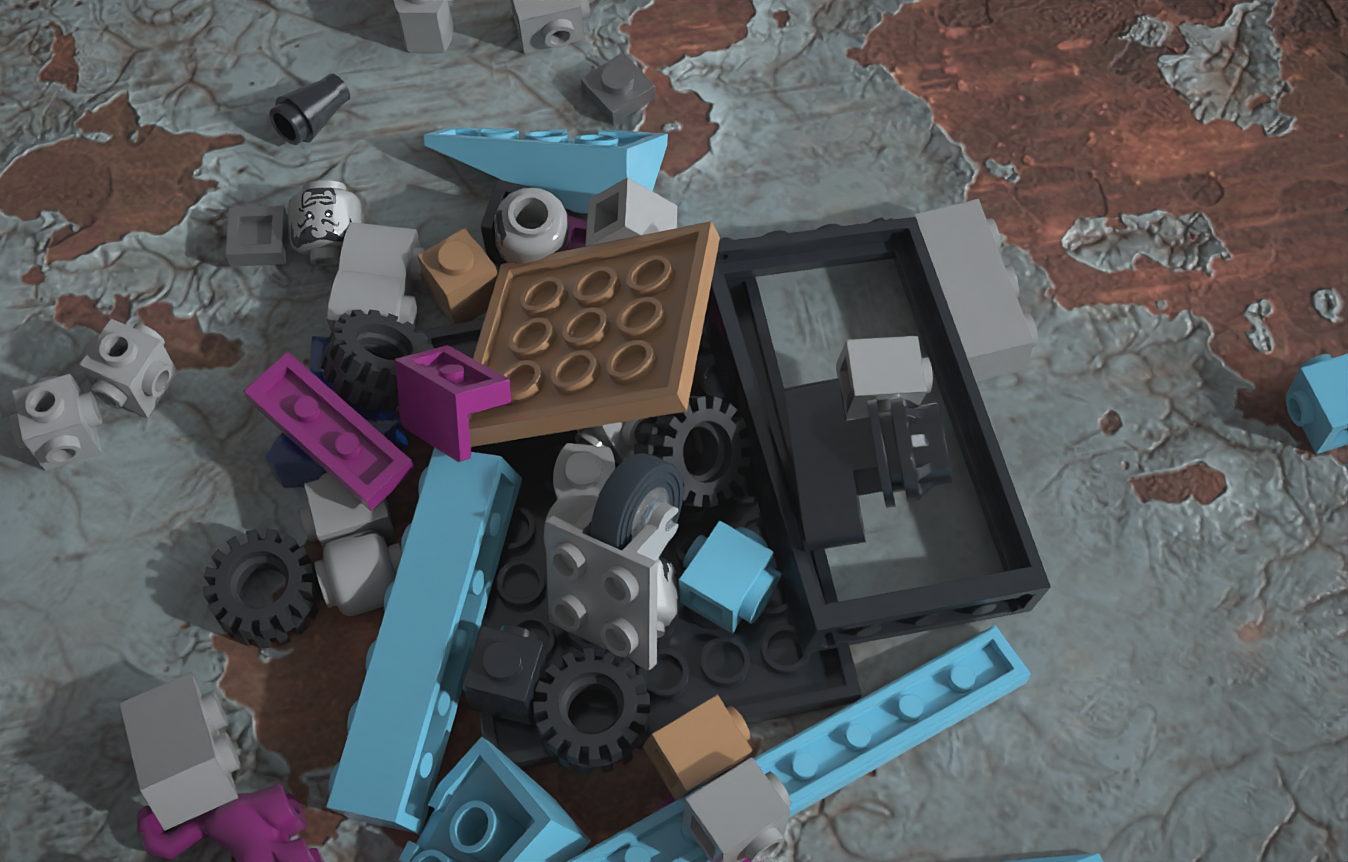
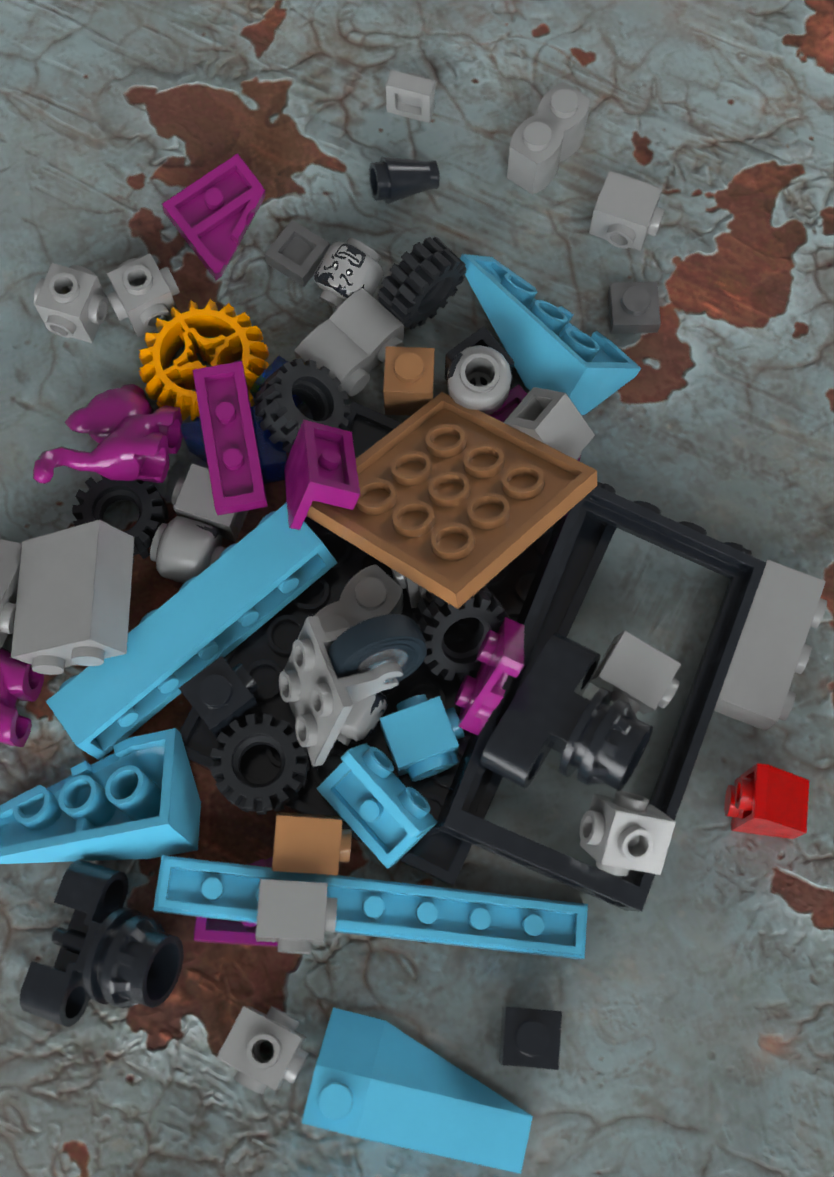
camera: 35 degrees right, 10 degrees up
(143, 250) = (217, 212): none -> magenta wing
(218, 504) = (129, 434): none -> magenta animal
(224, 367) = (232, 340): none -> light orange gear
(261, 32) = (410, 96): none -> light grey plate
(282, 683) = (73, 597): none -> light grey brick
(405, 180) = (422, 282): none -> black tyre
(736, 663) = (377, 803): none -> medium azure bracket
(759, 478) = (500, 656): none -> magenta wing
(987, 518) = (626, 834): none -> light grey brick
(1041, 776) = (530, 1038): none -> black brick
(1080, 419) = (768, 802): none -> red slope

